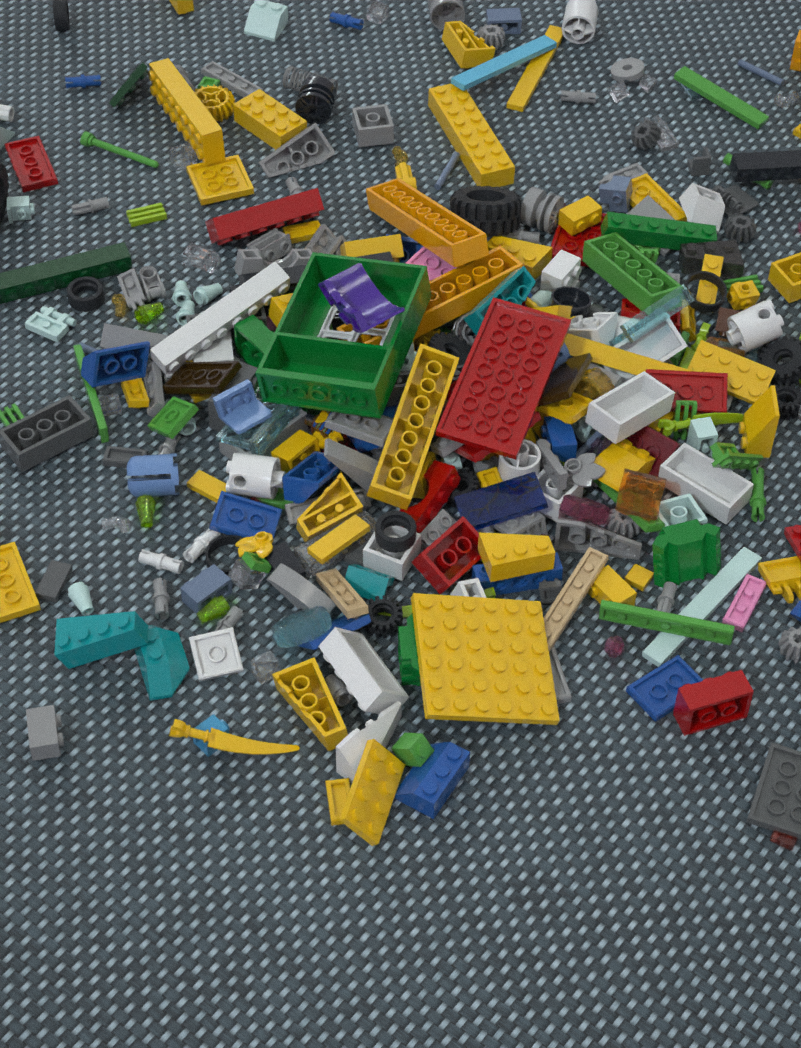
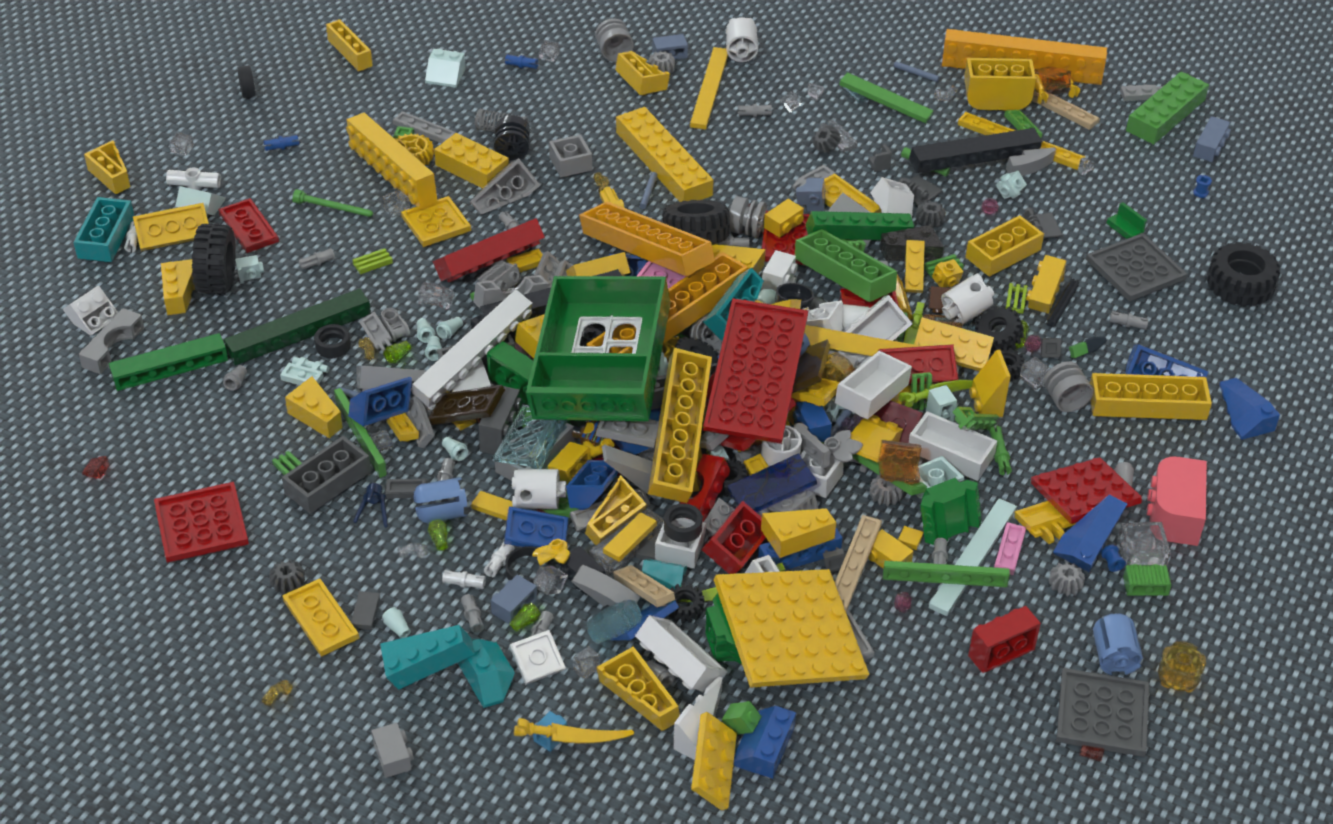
camera: 10 degrees left, 5 degrees down
(50, 362) = (314, 408): none -> yellow wedge
(88, 461) = (373, 496): none -> dark blue plant
(128, 86) = (336, 128): dark green plate -> none
(172, 417) = (445, 445): bright green tile -> none
(241, 408) = (512, 428): medium blue bracket -> none
(256, 563) = (557, 568): bright green tile -> none
(337, 794) = (682, 773): yellow tile -> none
(358, 299) = (609, 314): dark purple panel -> none
(503, 62) = (680, 85): medium azure tile -> none
(579, 536) = (850, 507): light grey wedge -> none
(584, 509) = (849, 482): clear pink brick -> none
(627, 69) = (795, 80): light grey tile -> none
(654, 315) = (878, 299): clear light blue fence -> none
(659, 688) = (953, 633): blue tile -> none
(717, 281) = (921, 263): black tyre -> none

